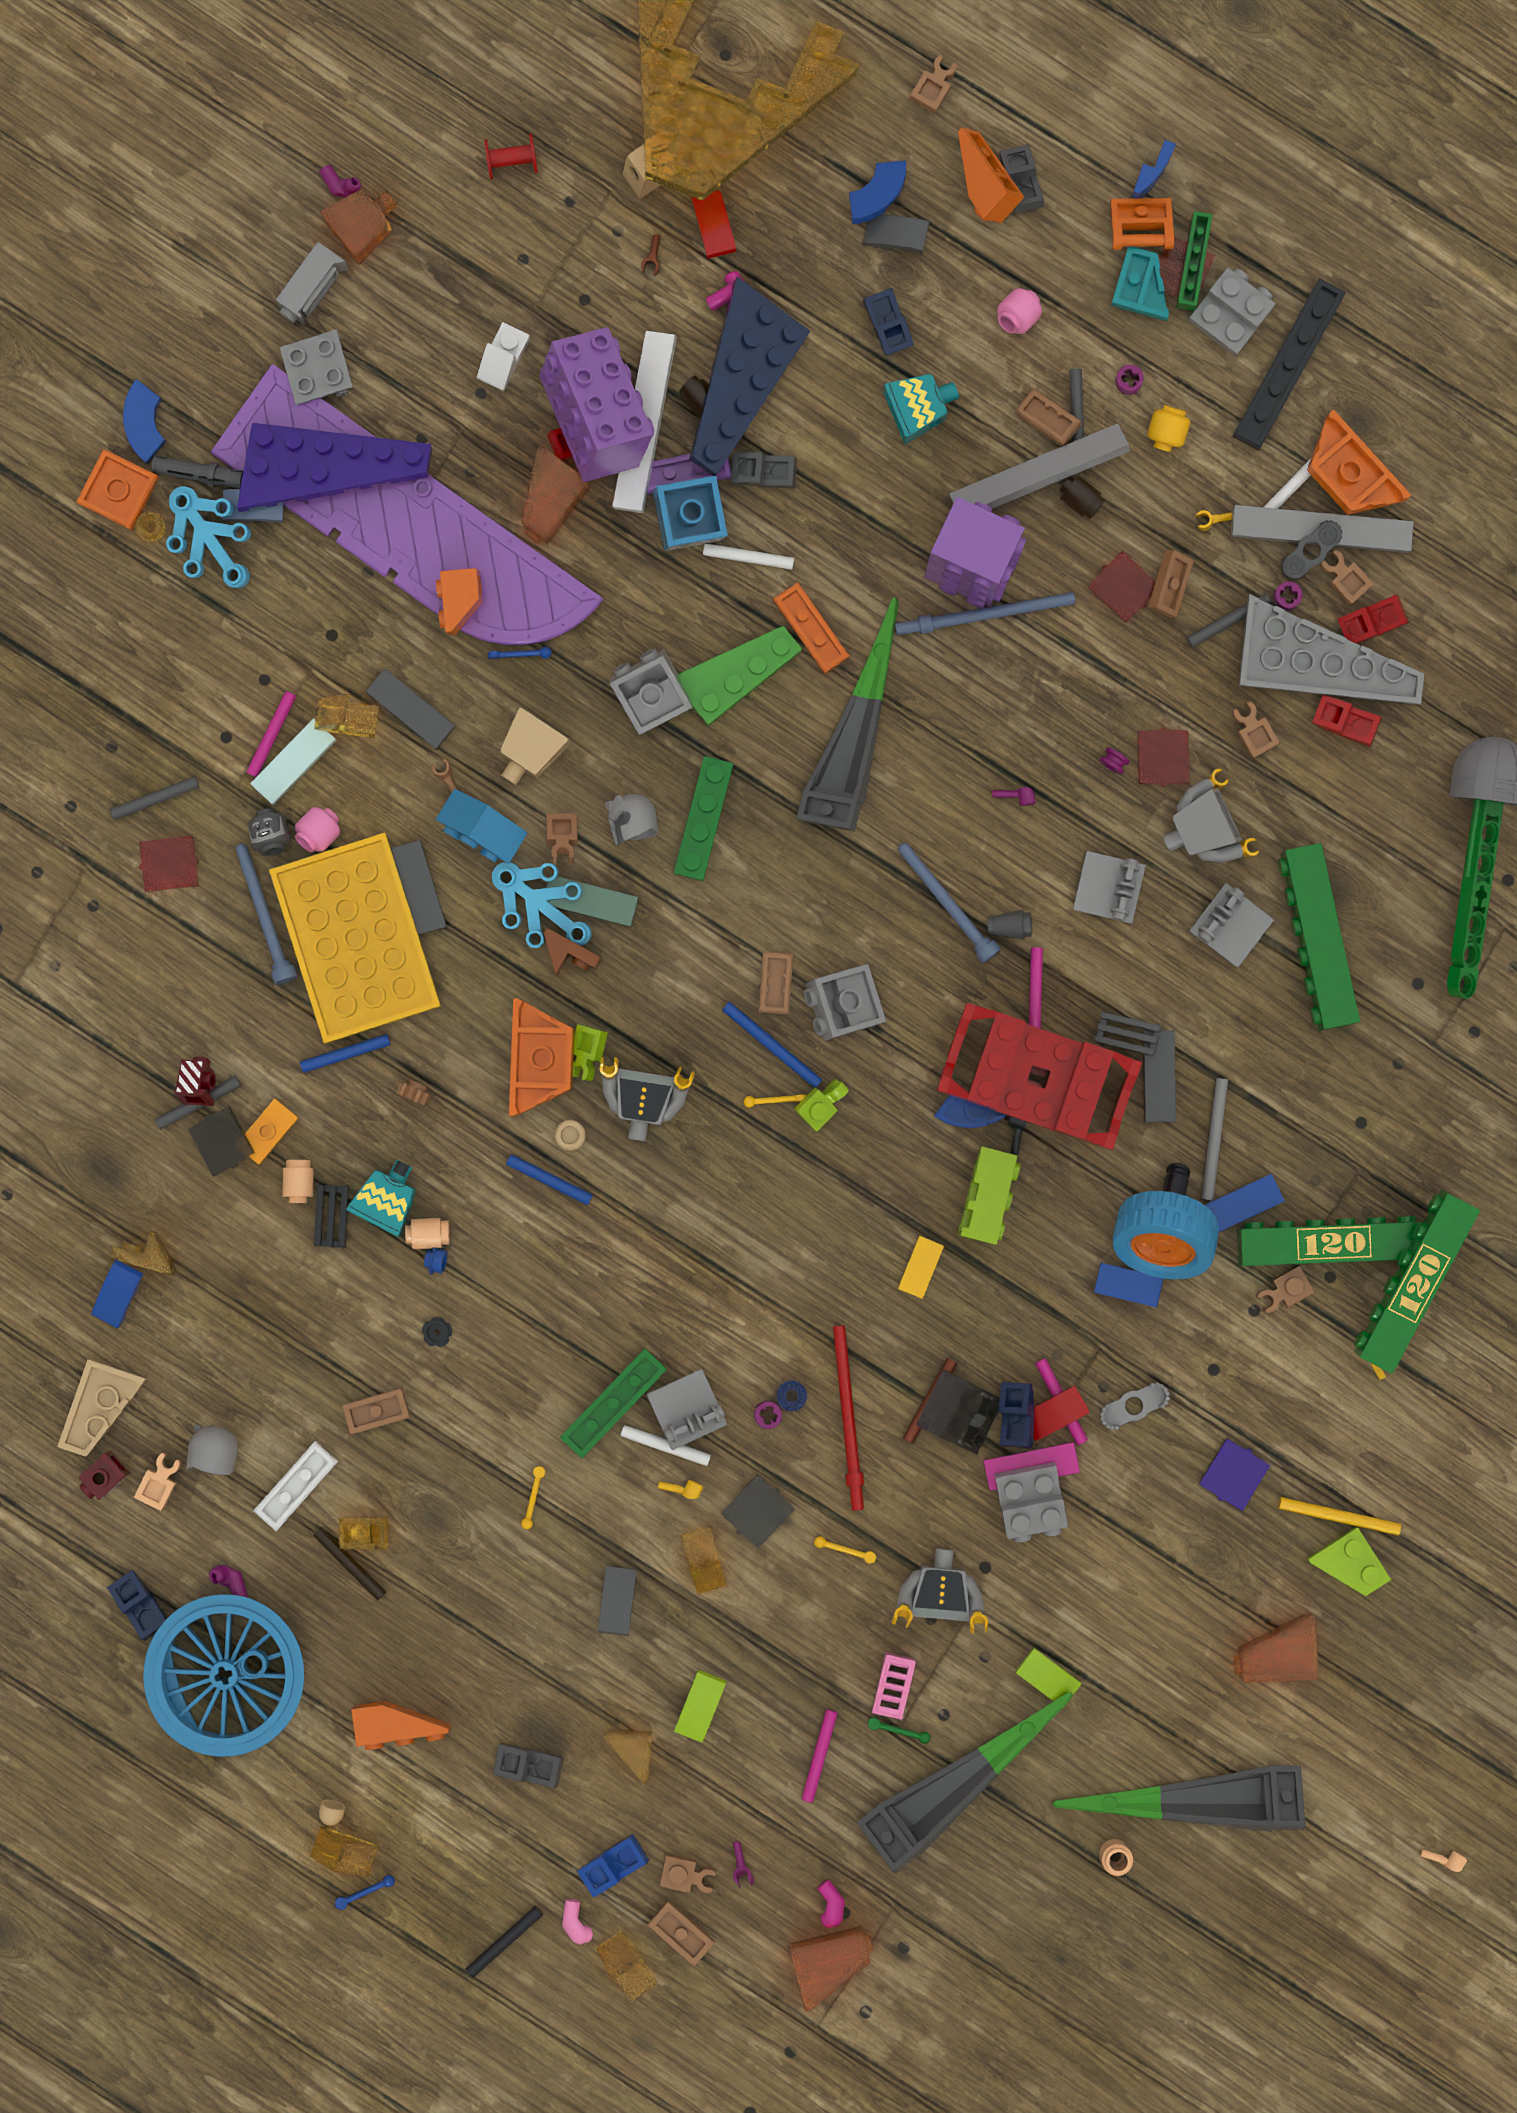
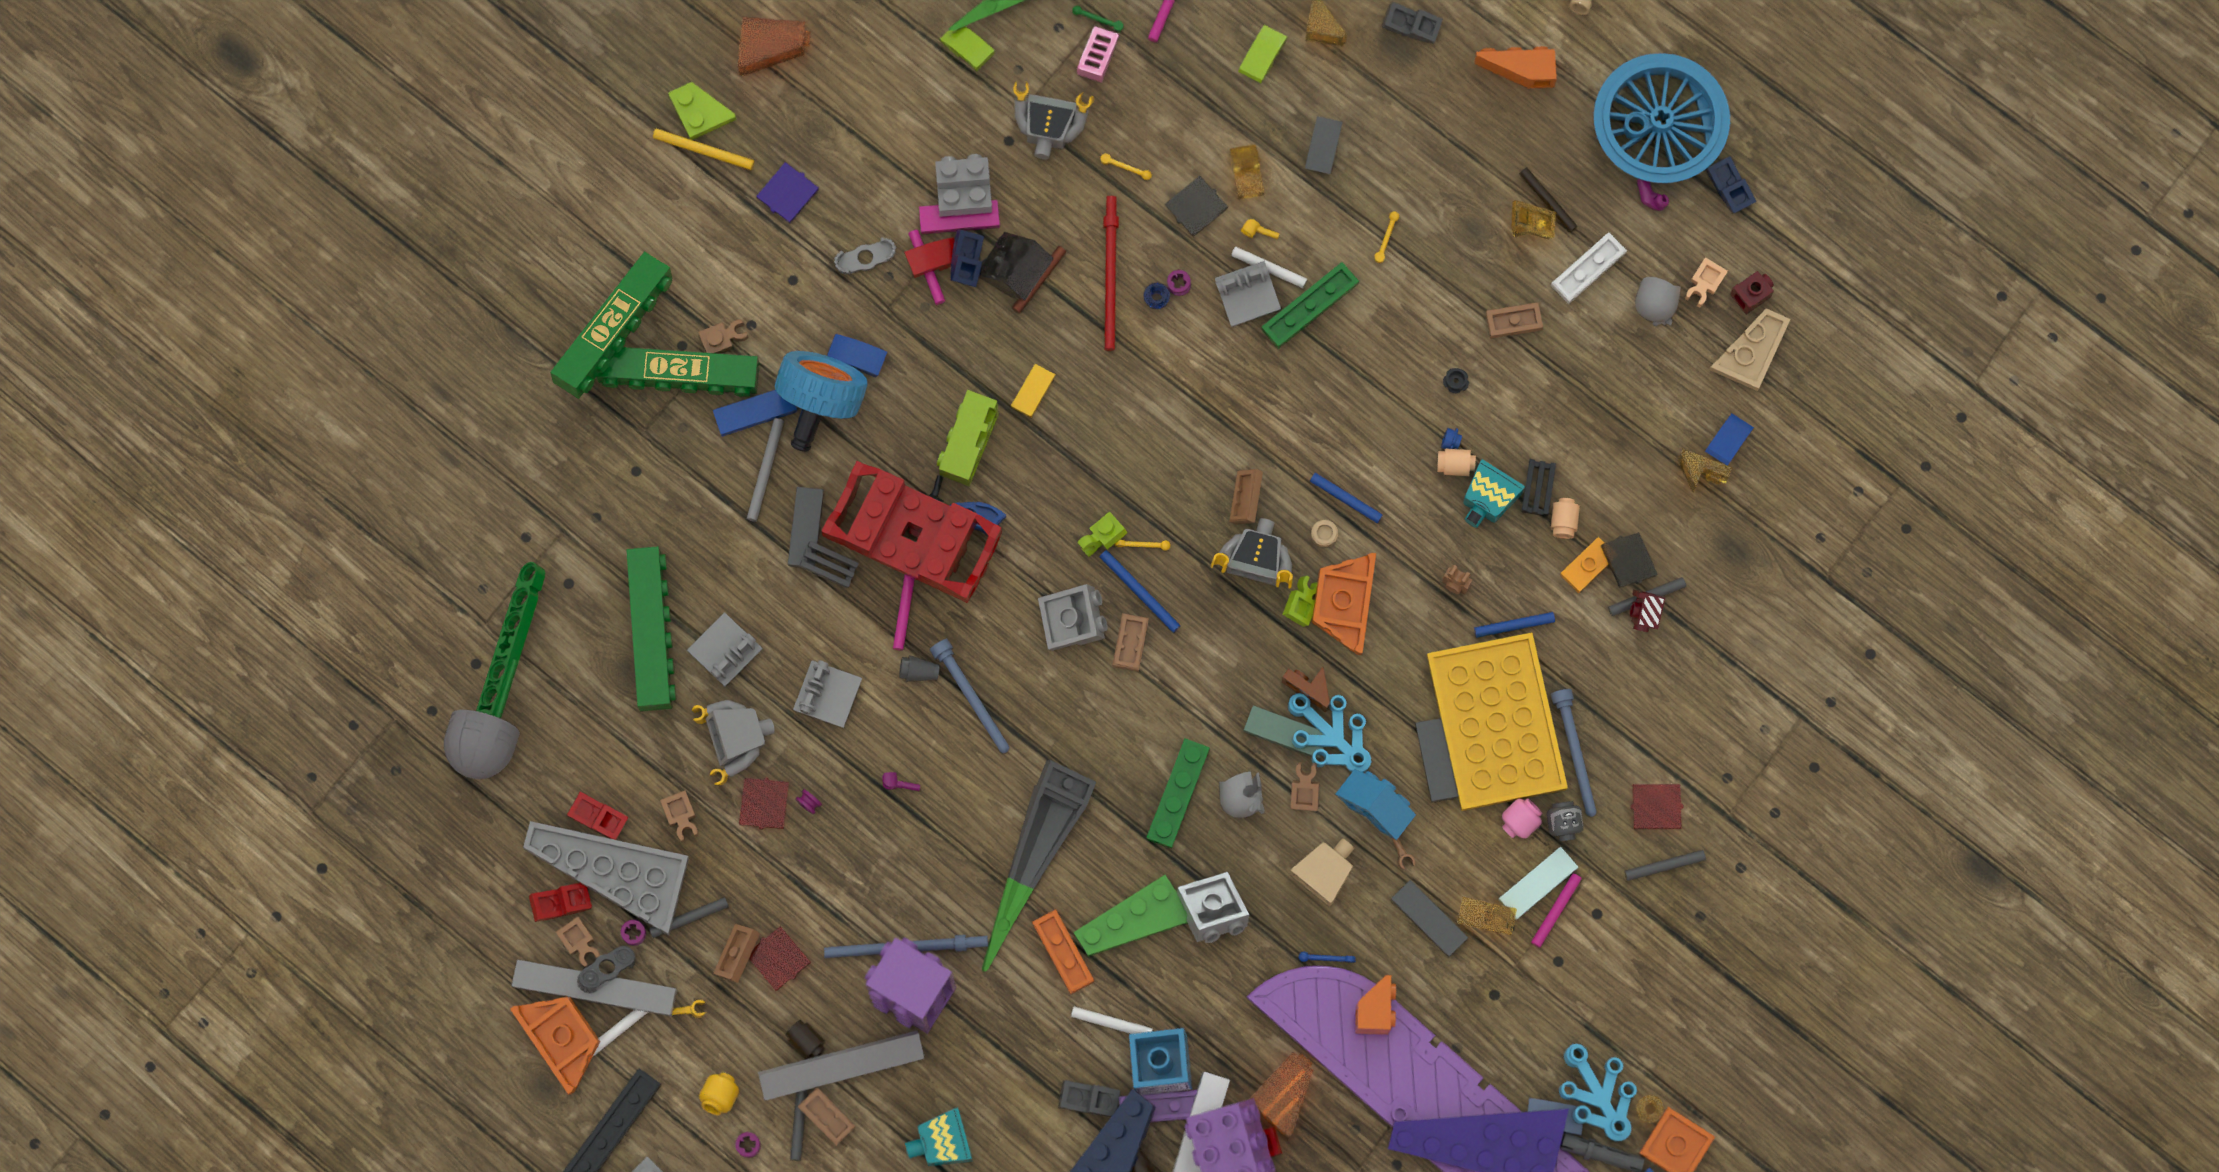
camera: 170 degrees left, 10 degrees down
(663, 1166) = (1246, 496): none -> medium nougat plate

